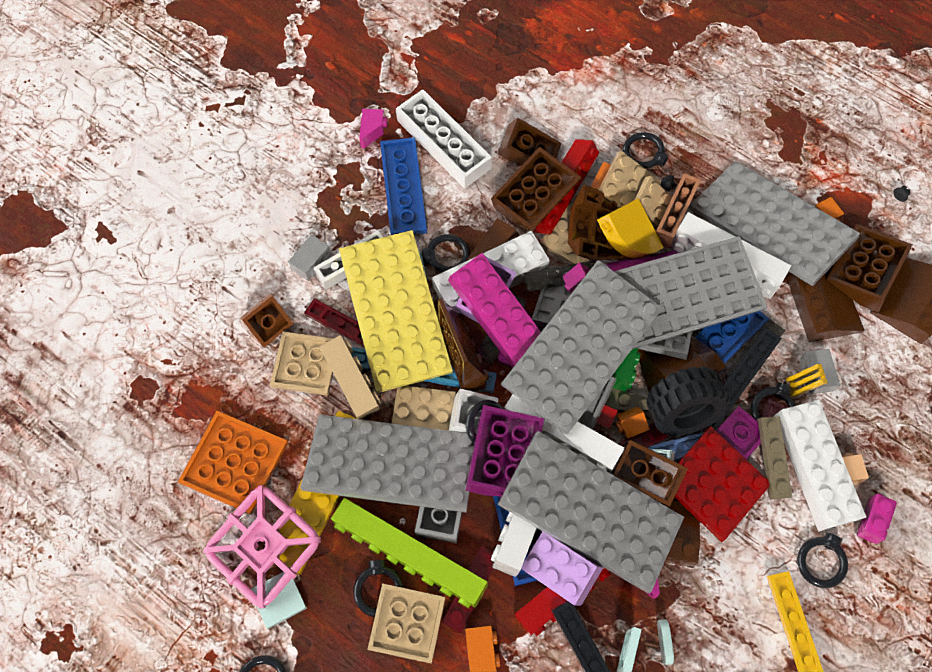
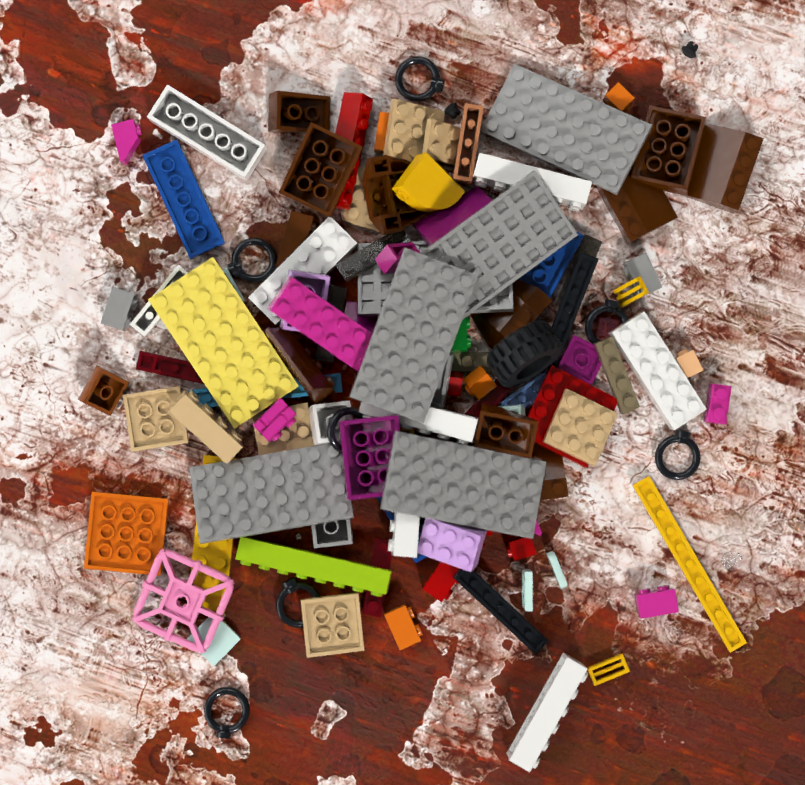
camera: 20 degrees left, 20 degrees up
(419, 394) = (275, 420): none -> dark pink brick
(632, 605) = (520, 548): none -> red brick
(727, 495) = (580, 427): none -> tan plate

